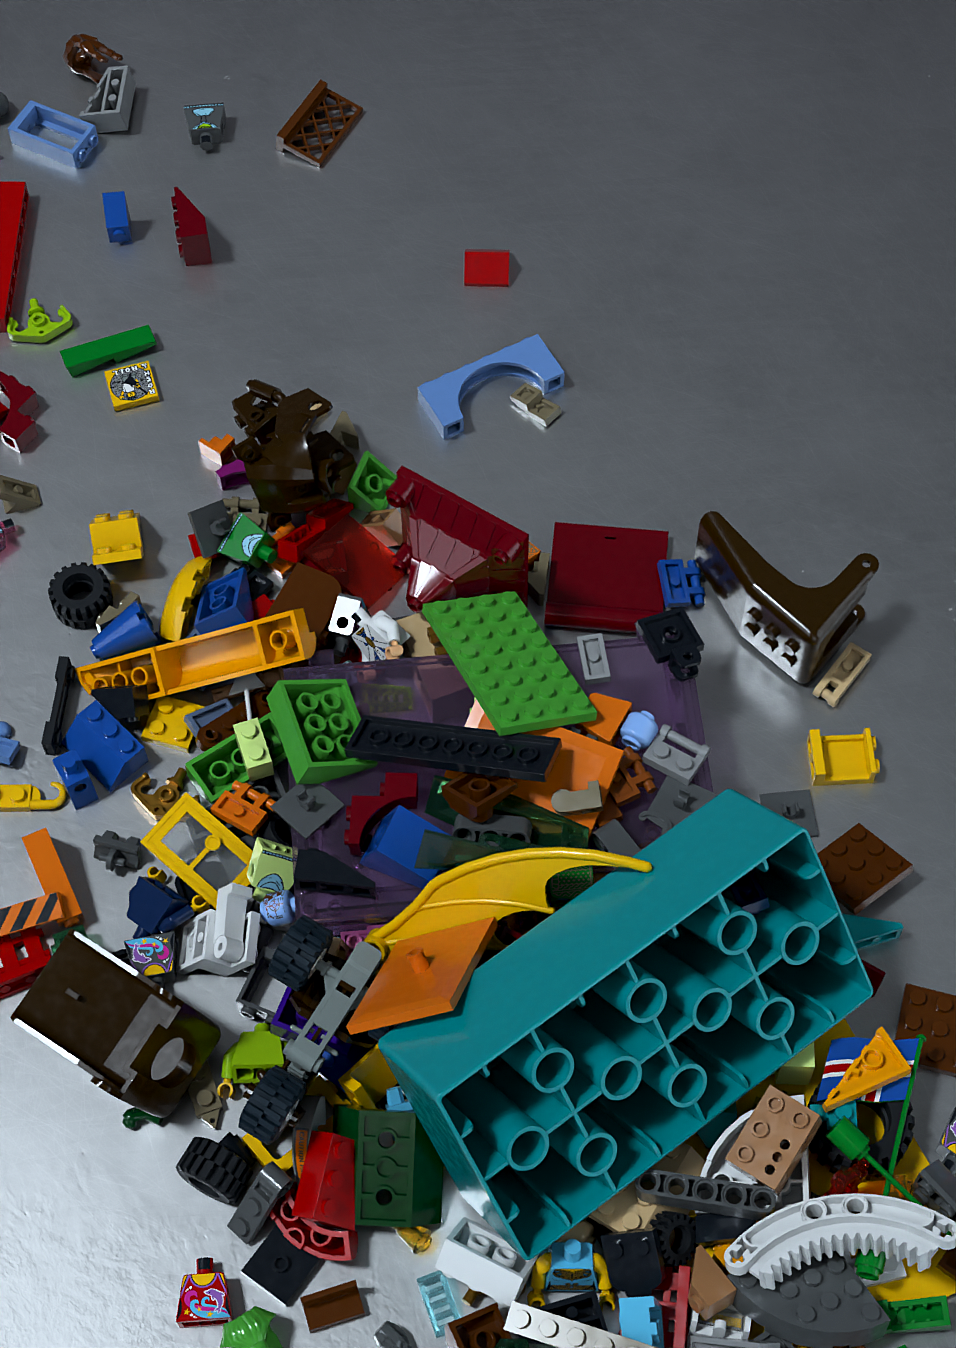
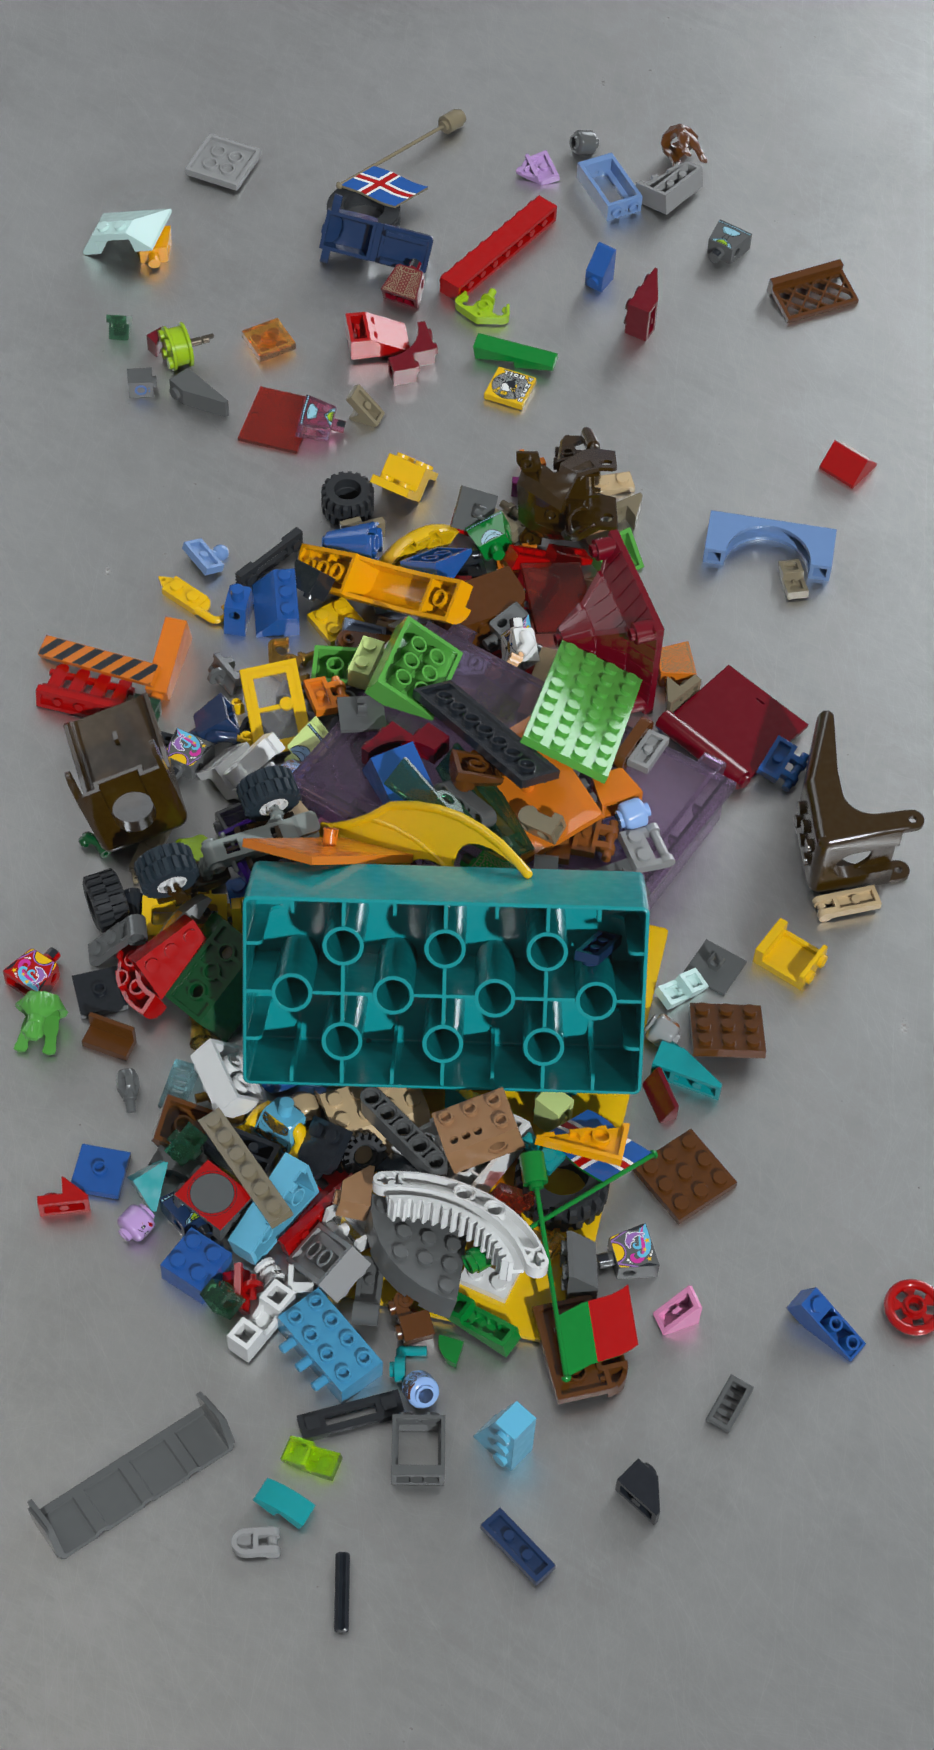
camera: 35 degrees right, 5 degrees down
(325, 874) = (329, 757): black slope -> none
(574, 657) = (631, 742): none -> reddish brown beam
(680, 651) = (716, 785): black plate -> none

